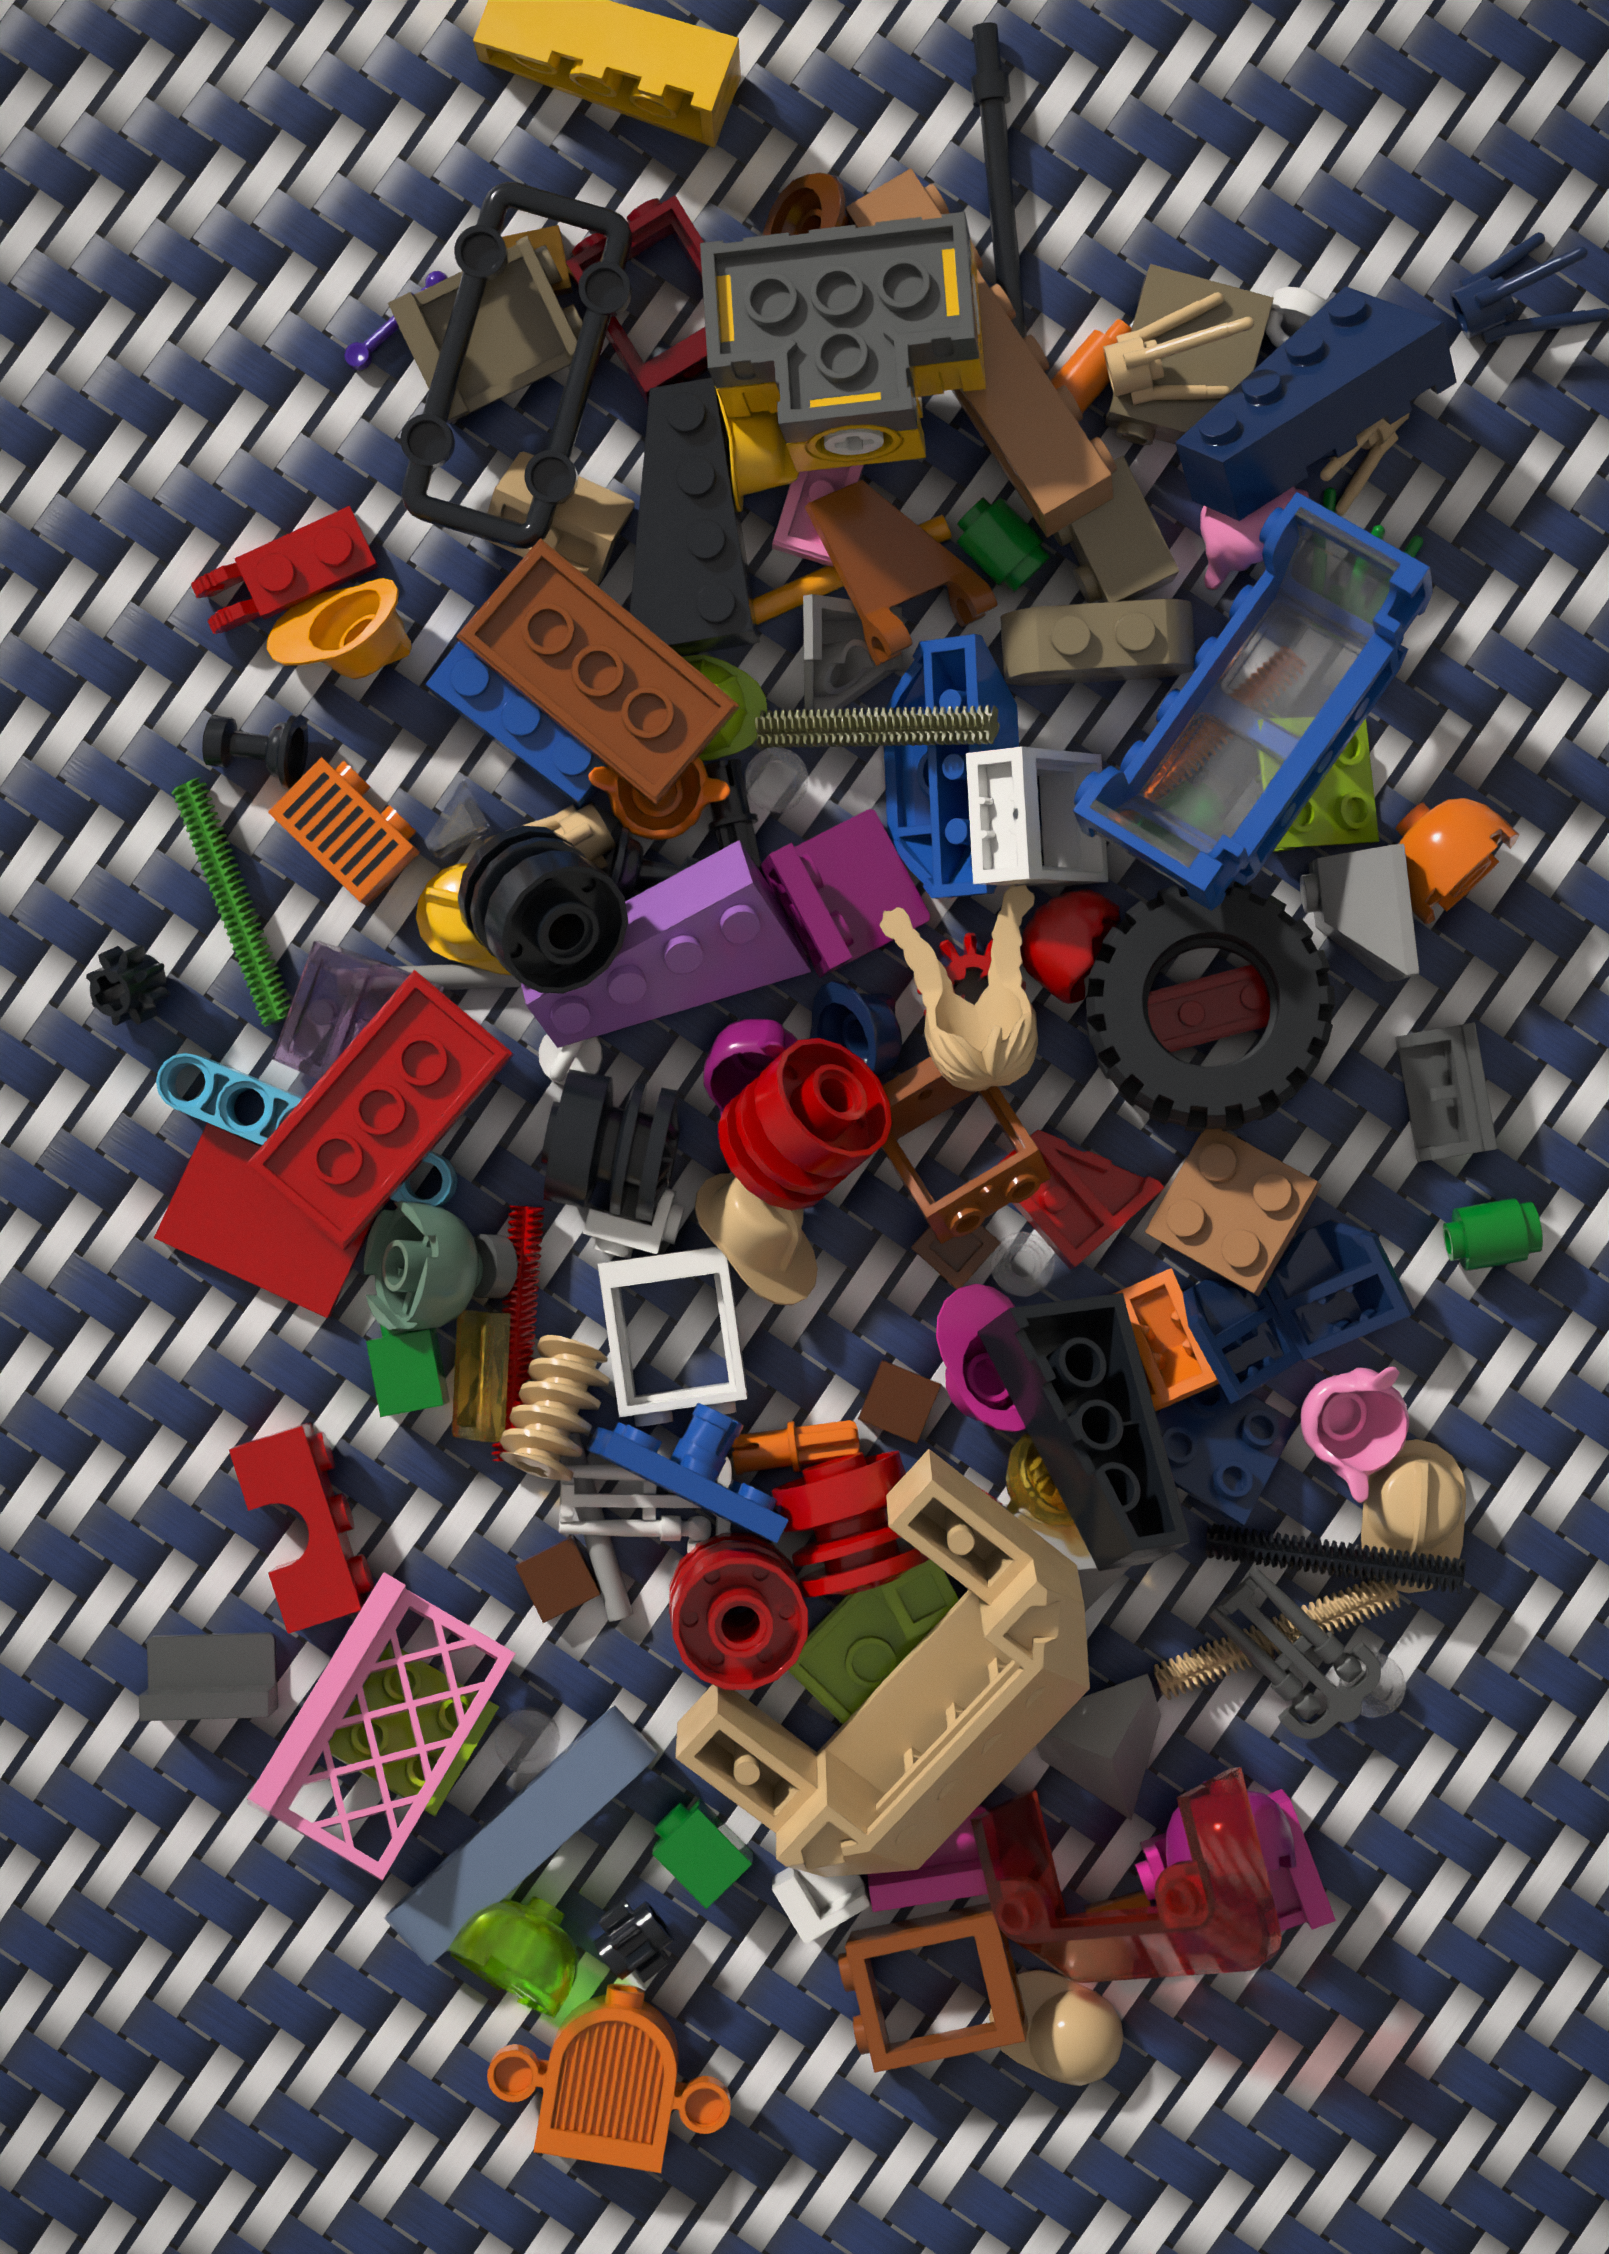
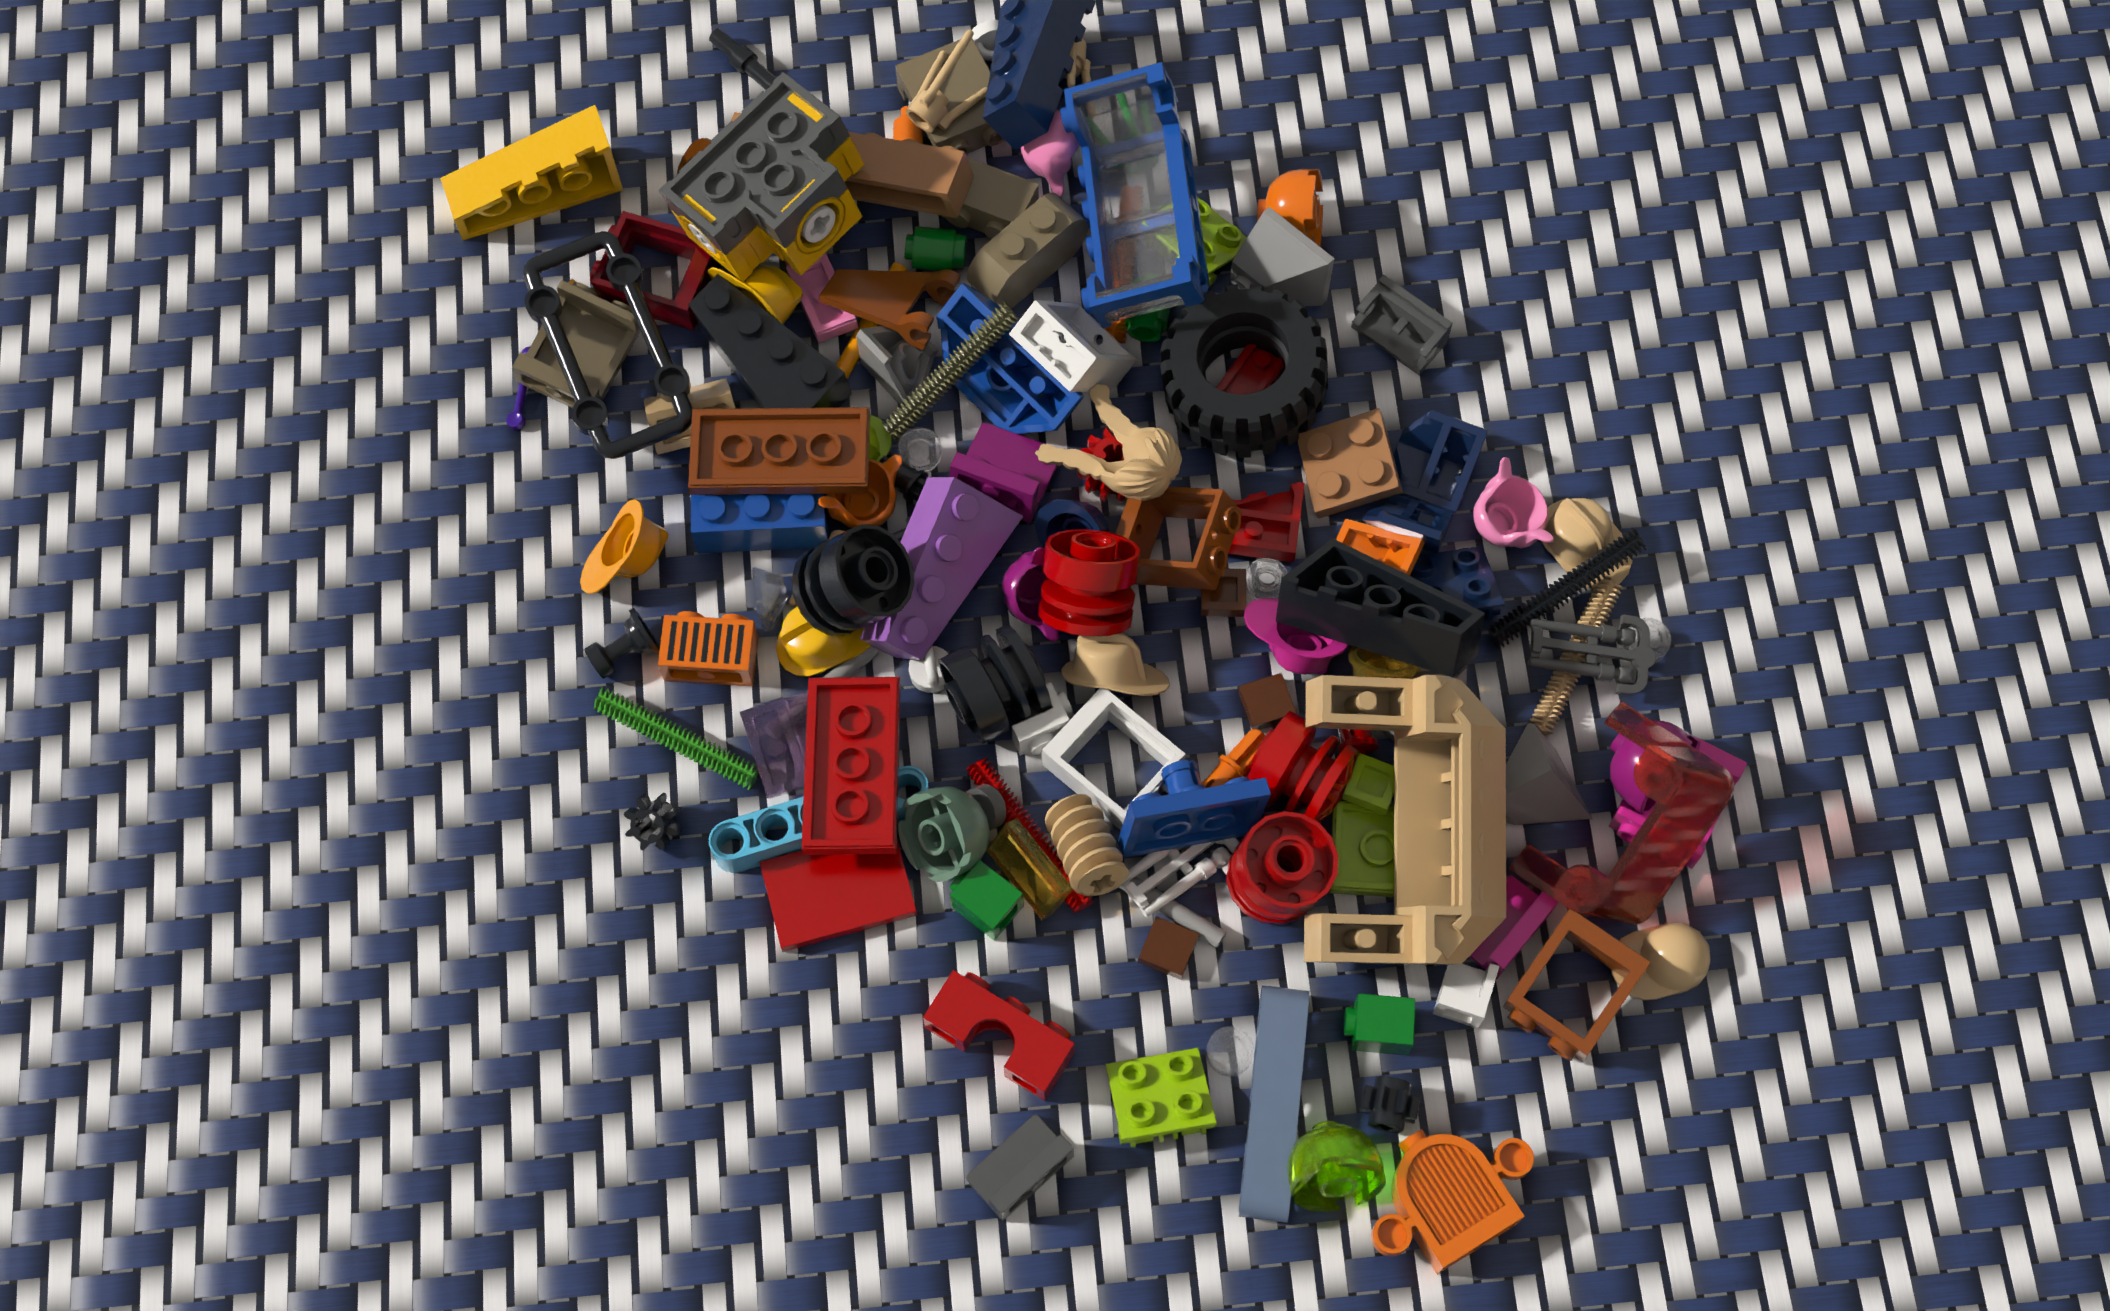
camera: 40 degrees left, 20 degrees down
(290, 569) = (566, 549): red hinge -> none
(332, 1698) = (1101, 1106): bright pink fence -> none
(1066, 940) = (1143, 396): red hair -> none
(1493, 1234) = (1490, 371): green brick -> none

